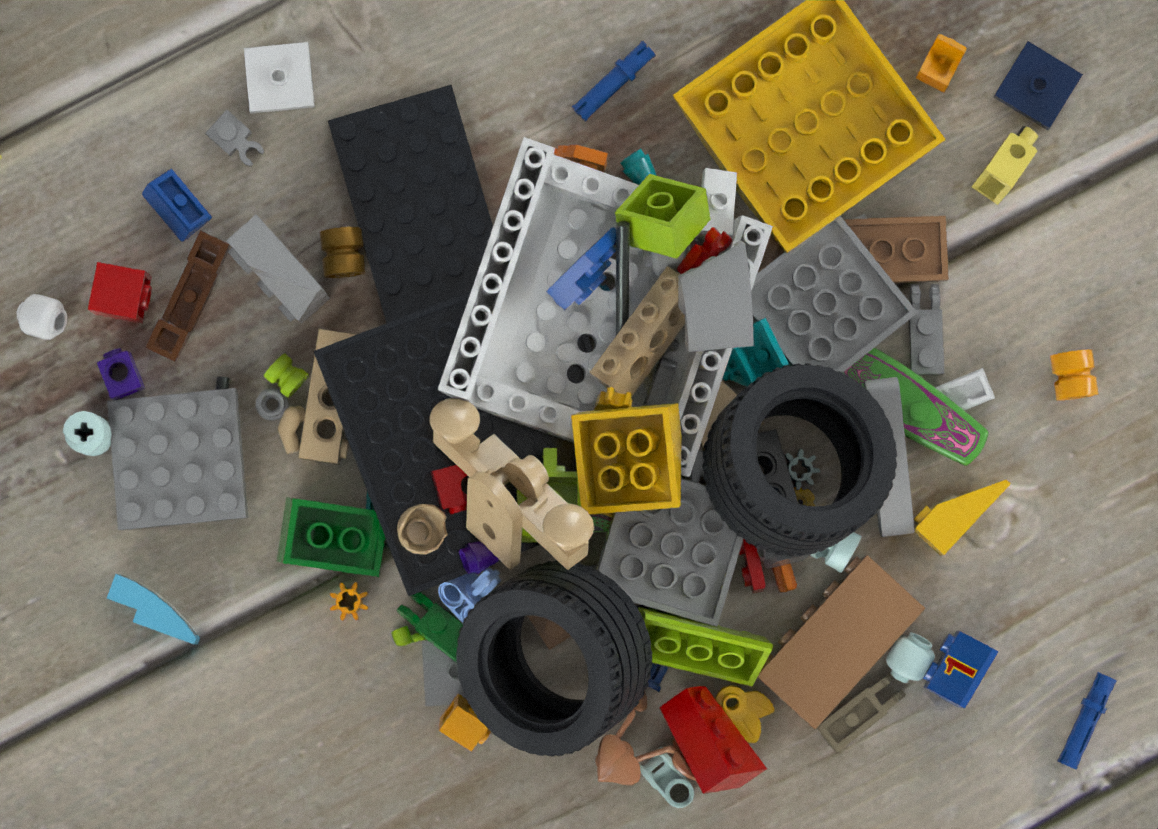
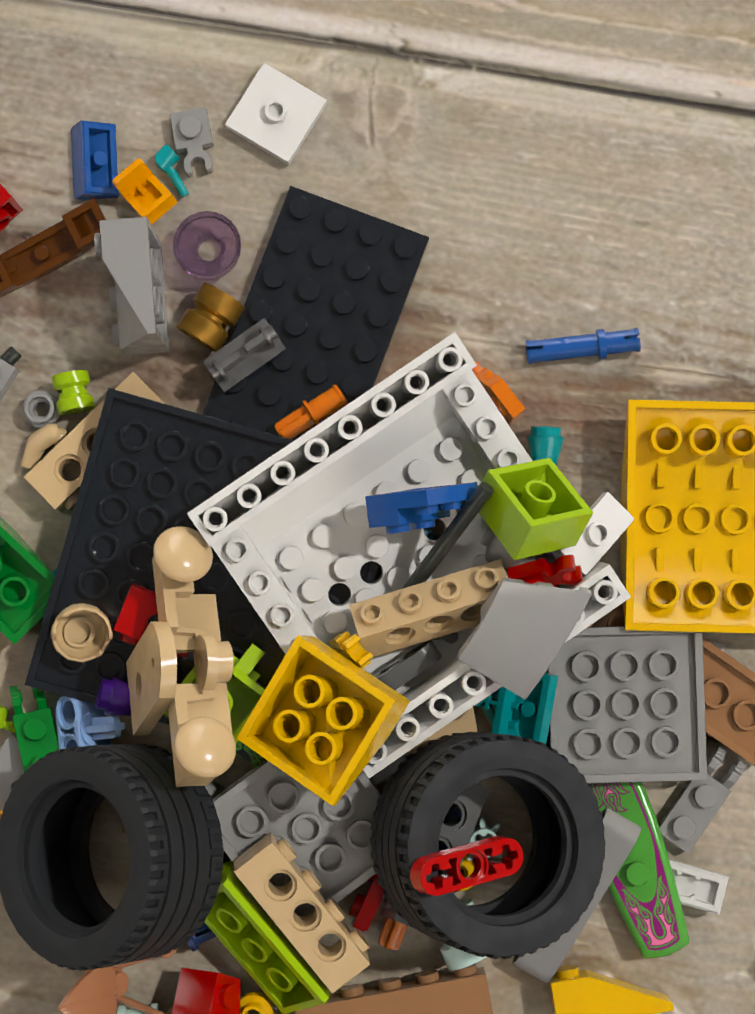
camera: 40 degrees right, 0 degrees up
(226, 168) = (165, 160): none -> teal hand
(230, 200) = (144, 191): none -> light orange bracket
(294, 190) = (204, 227): none -> clear purple piece
(386, 260) = (244, 355): none -> flat silver hinge
(463, 266) = (311, 413): none -> orange axle
(660, 594) = (333, 963): none -> tan brick
(782, 481) = (450, 861): none -> red beam

